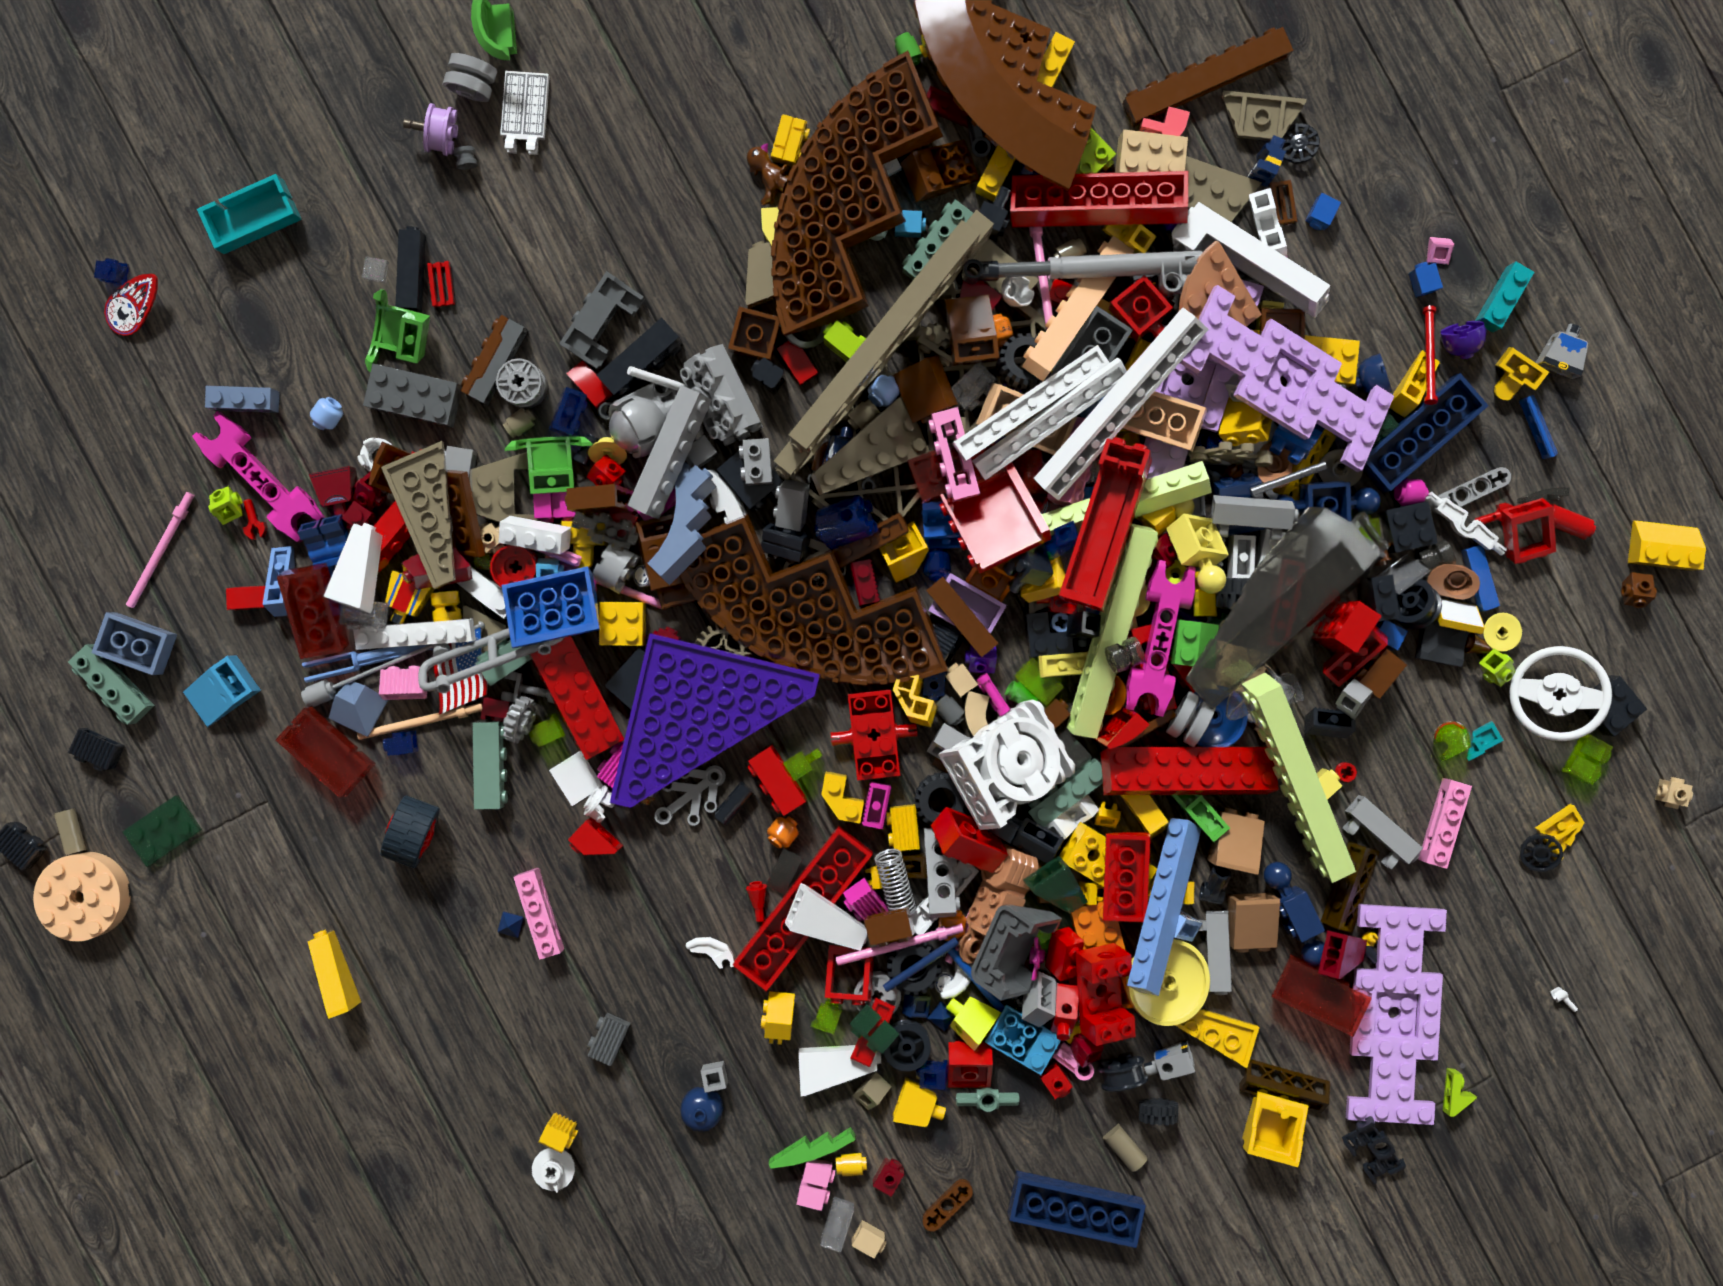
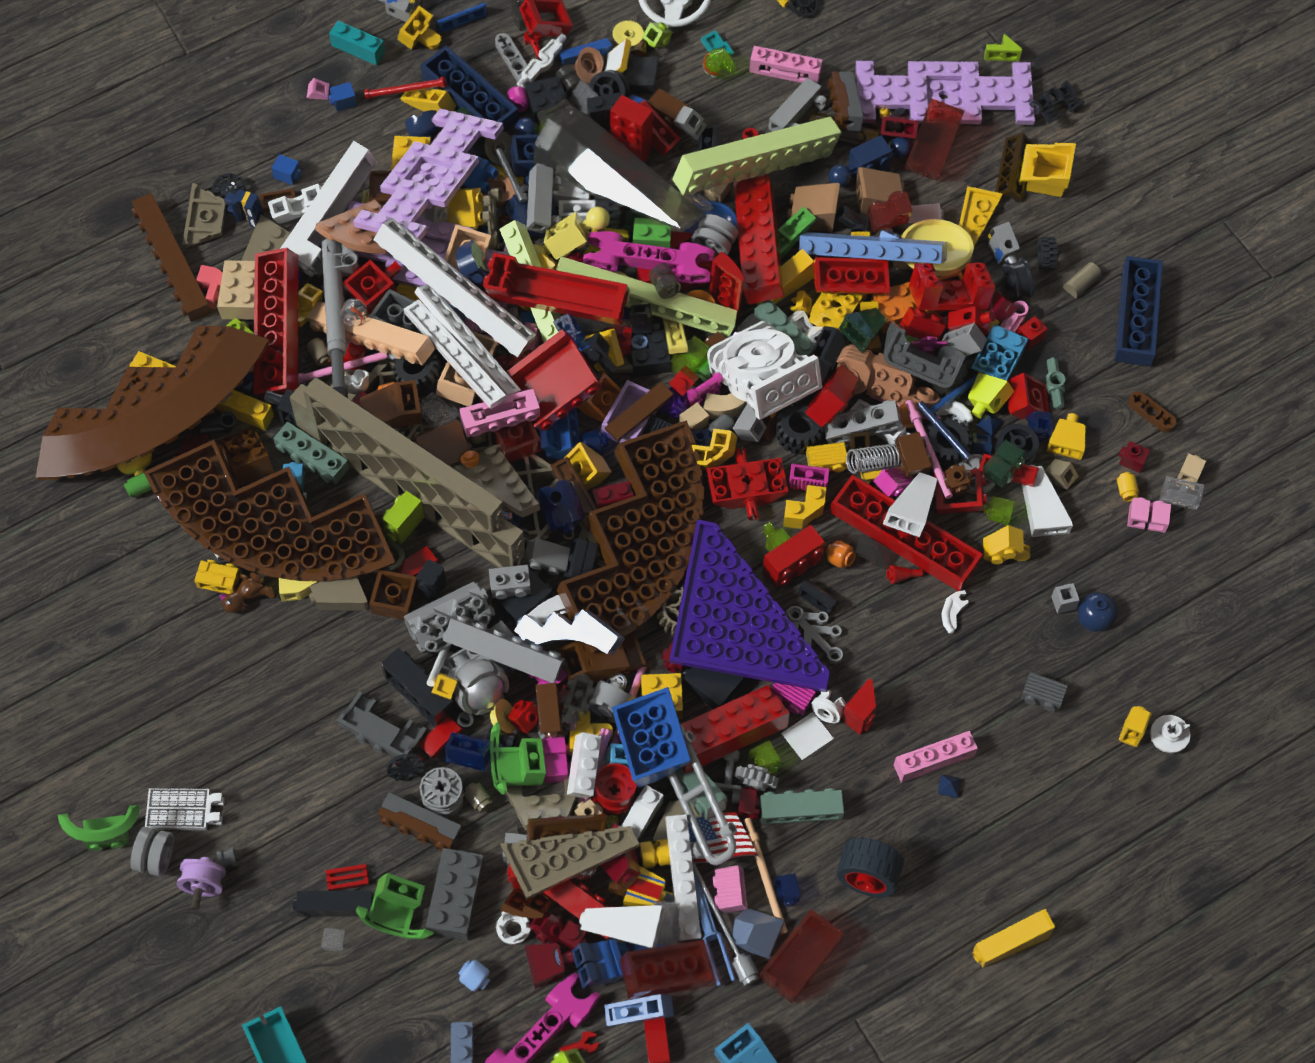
camera: 100 degrees left, 25 degrees down
(553, 347) = (405, 767): none -> black wheel
(625, 385) = (444, 685): none -> yellow tile
(806, 1151) = (1121, 522): bright green slope -> none
(859, 970) = (958, 485): none -> reddish brown brick
(905, 420) = (470, 459): none -> orange plate
(1002, 670) = (683, 380): none -> red brick
(1100, 287) = (353, 312): none -> clear head
(1150, 422) = (470, 263): none -> dark blue brick
(1215, 935) = (890, 213): none -> clear red brick
(1385, 892) = (845, 101): none -> piece
(1464, 339) = (391, 67): dark purple cylinder -> none

